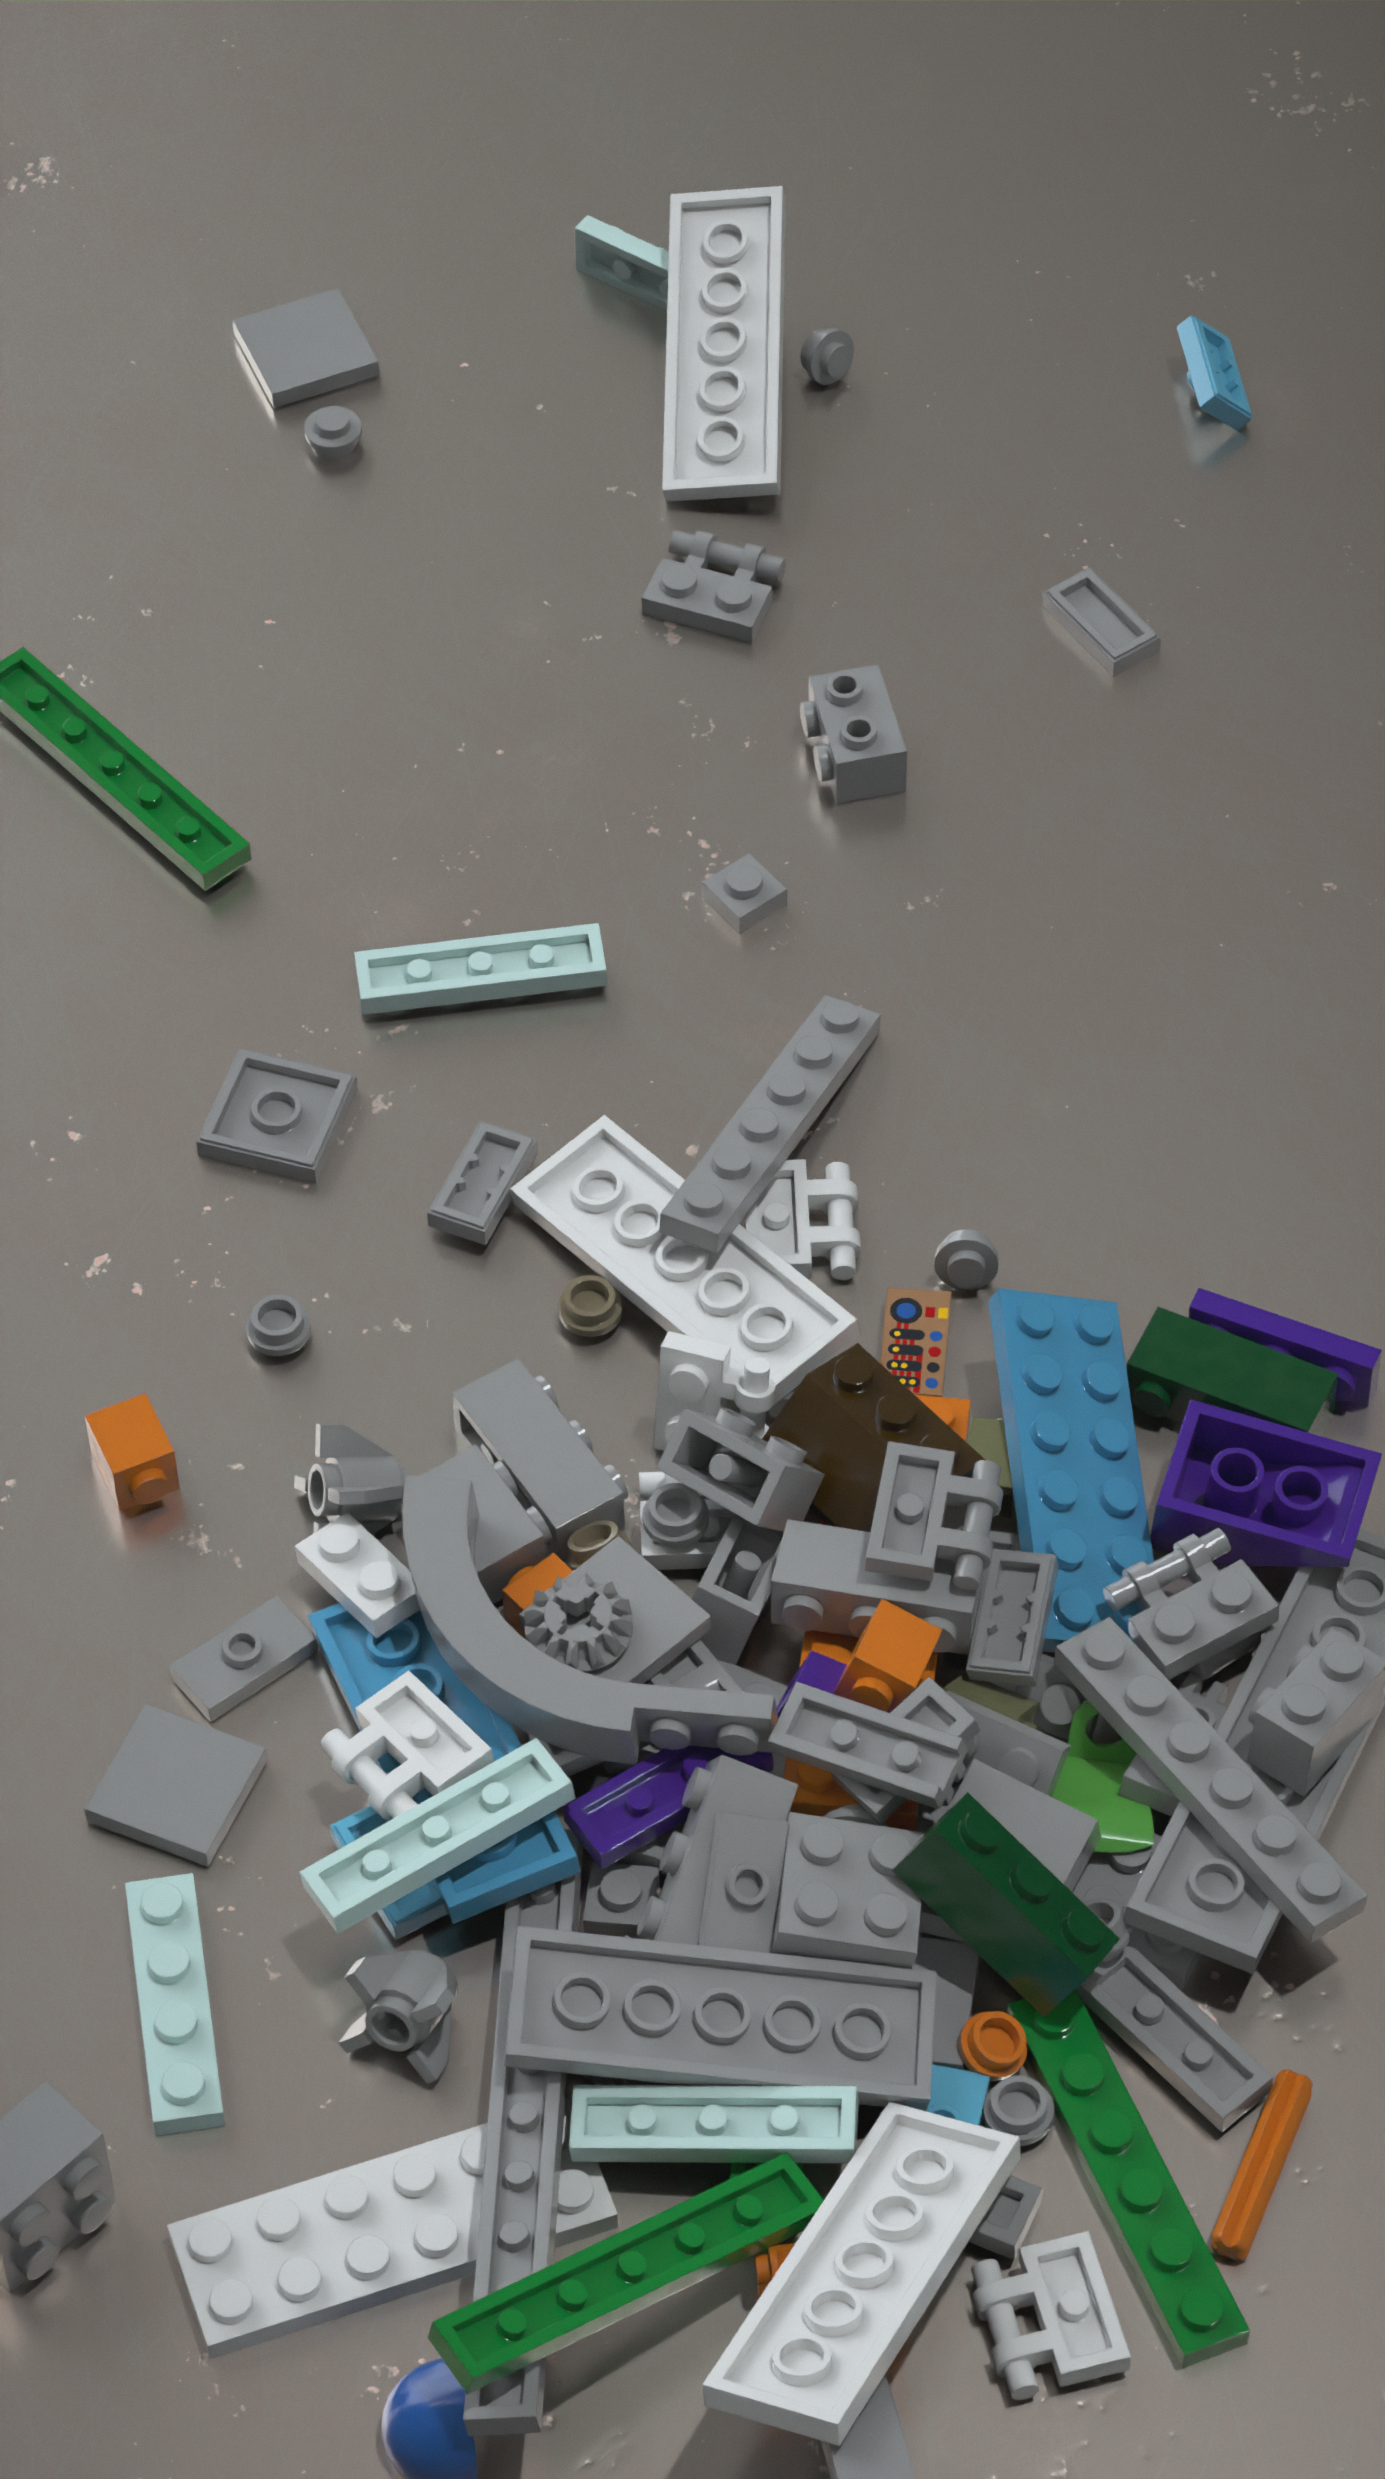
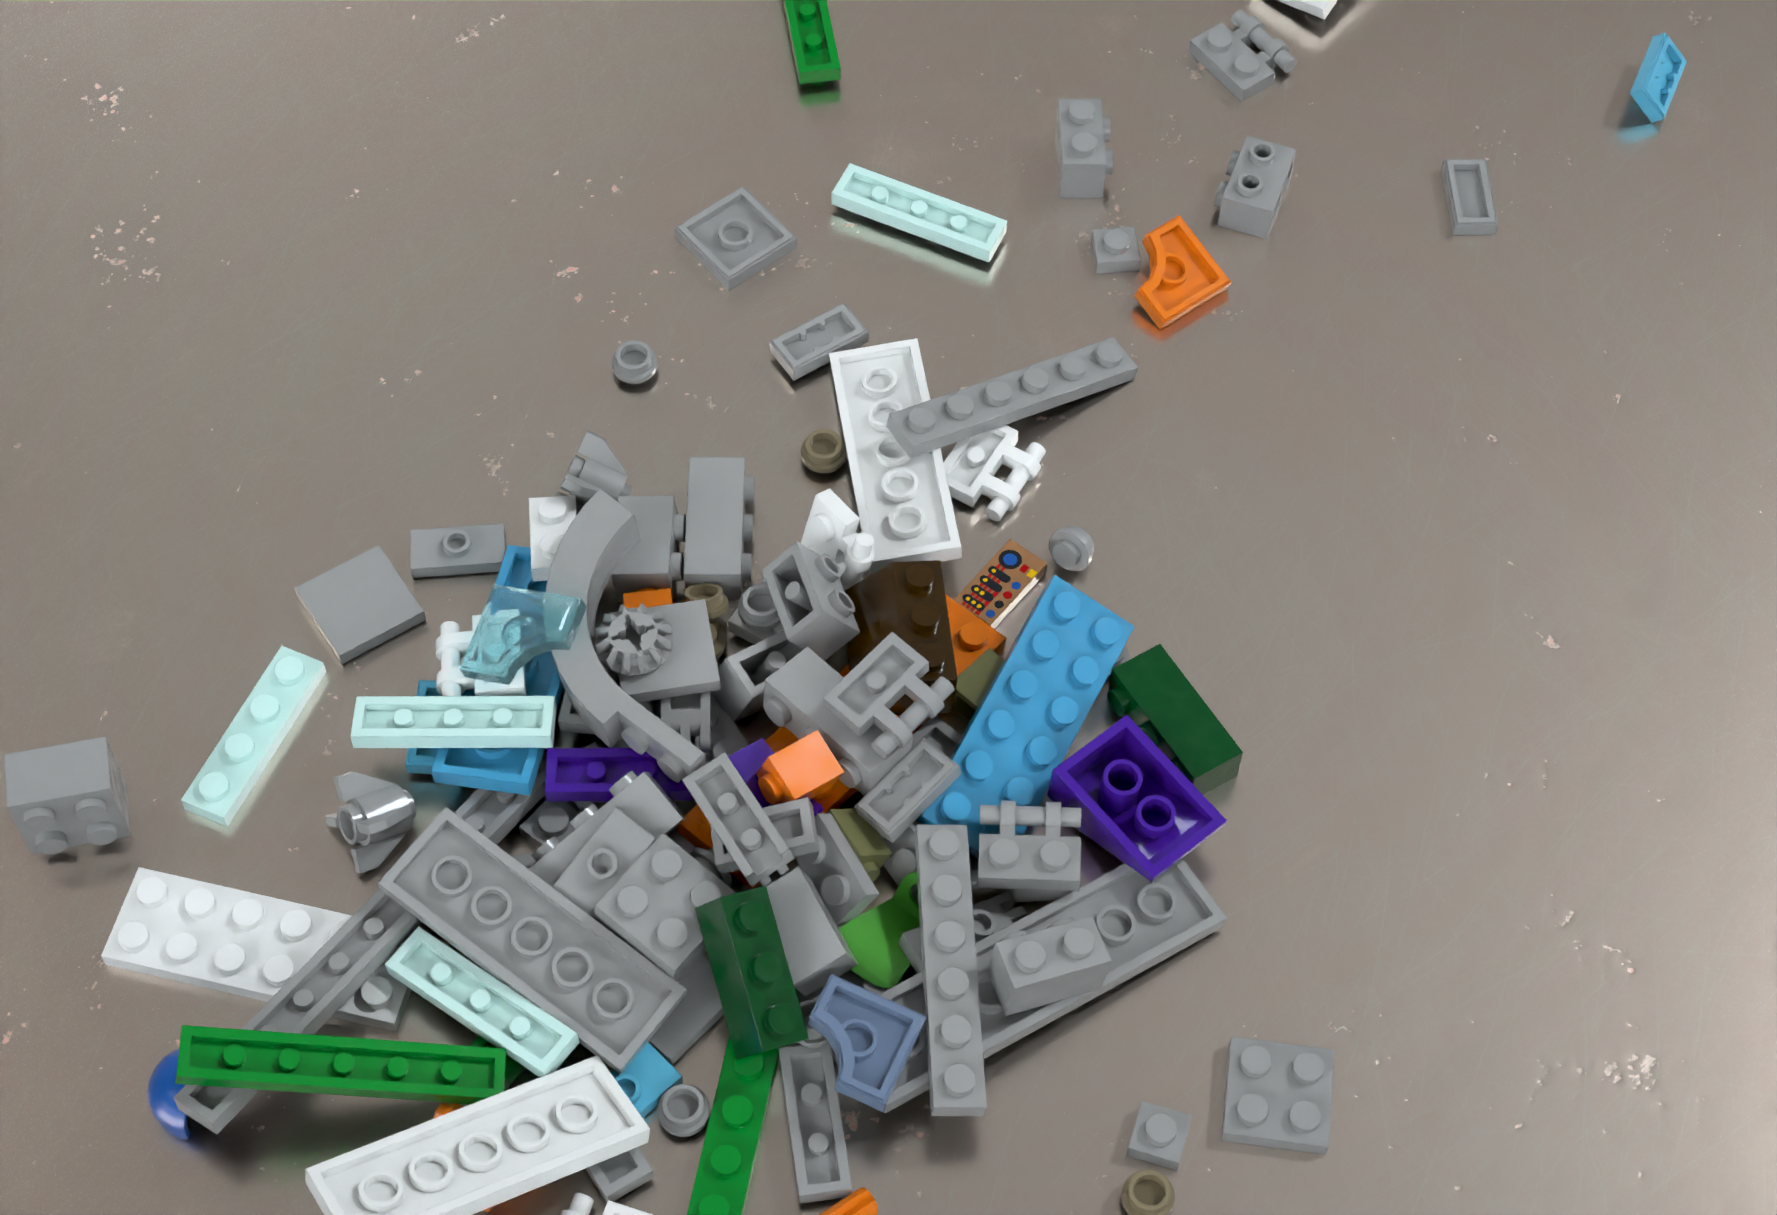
camera: 30 degrees right, 5 degrees up
(132, 1452) = (489, 391): orange brick -> none
(442, 1681) = (517, 628): none -> clear light blue tile
(618, 792) = (1081, 148): none -> light grey brick
(844, 881) = (1180, 273): none -> orange tile
(993, 2045) = (698, 1057): orange plate -> none
(1186, 1899) = (868, 1037): none -> sand blue tile
(1354, 1361) = (1260, 752): dark purple plate -> none

